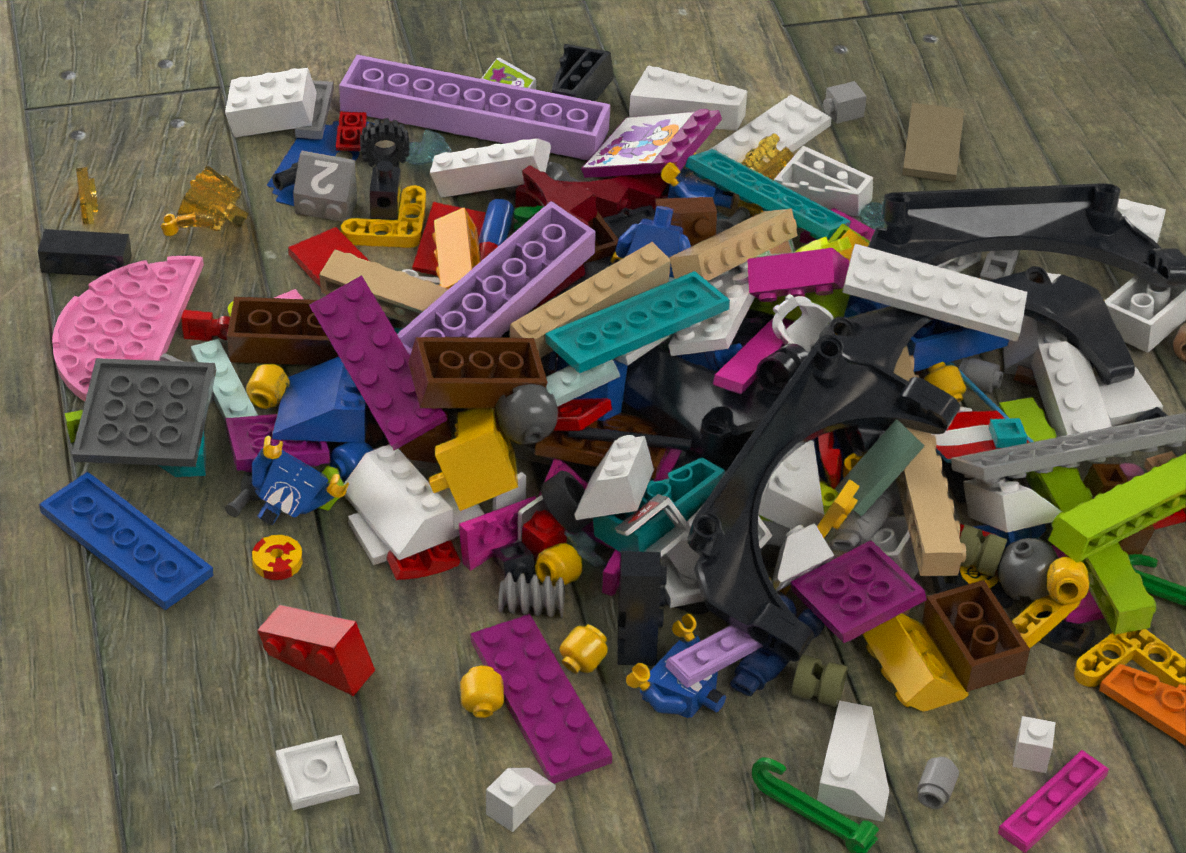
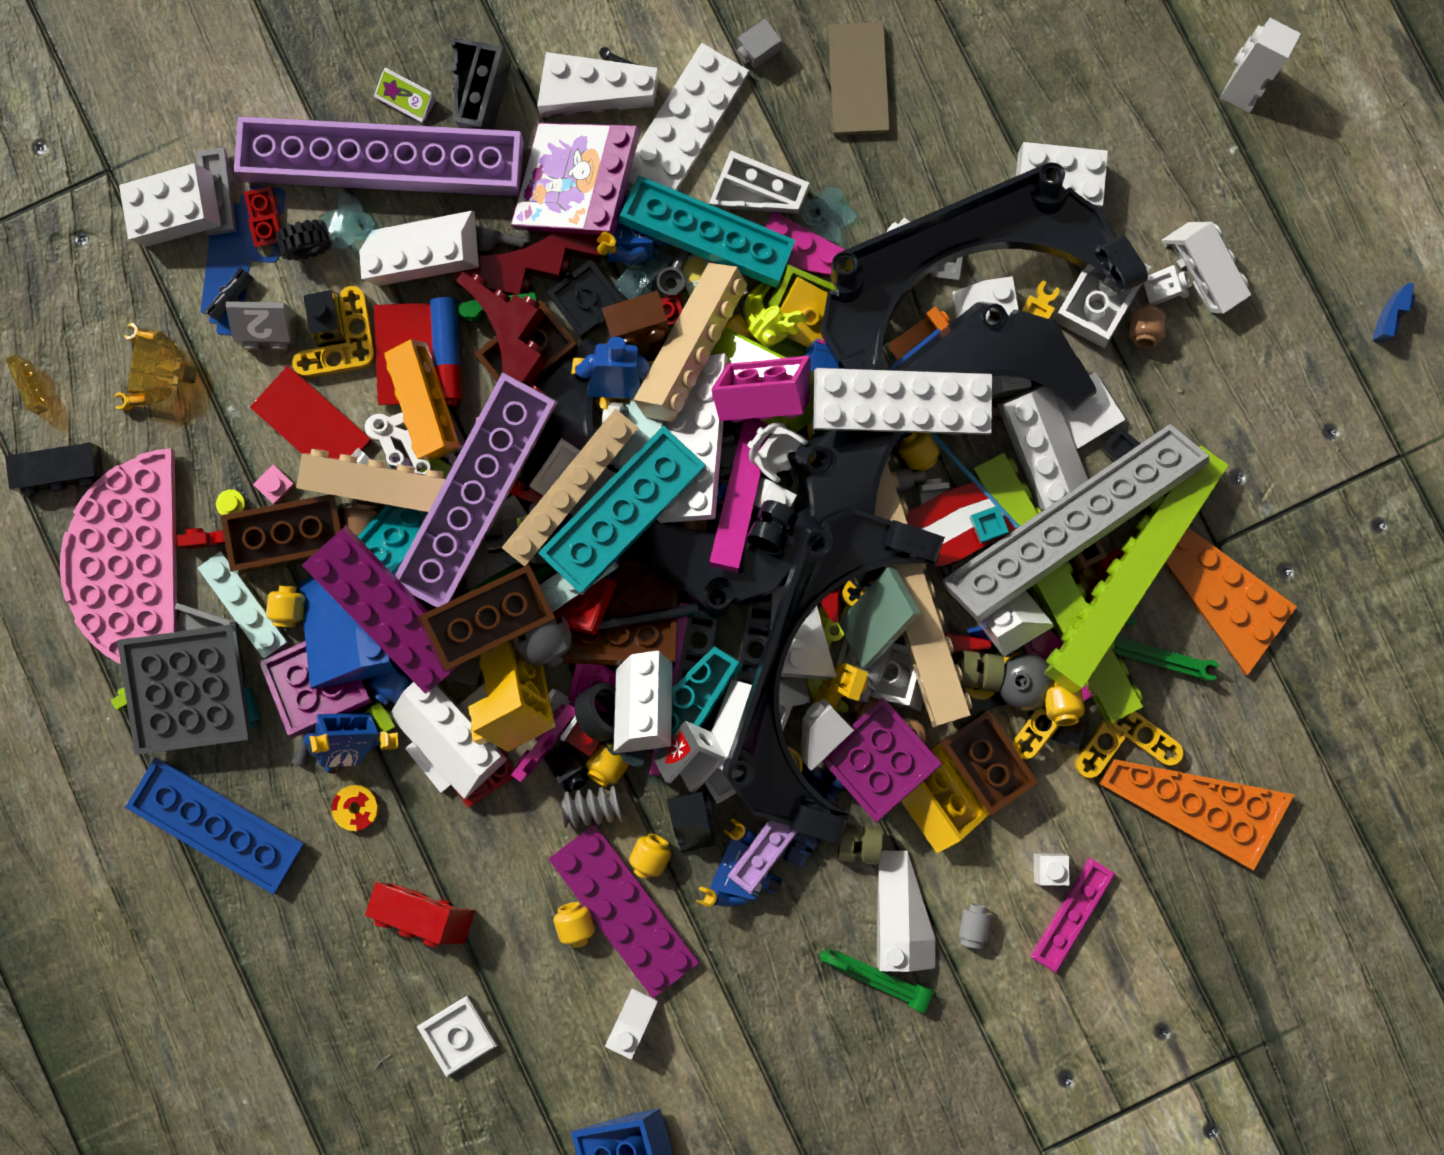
camera: 10 degrees left, 40 degrees up
(777, 158) = (707, 170): clear yellow plate -> none

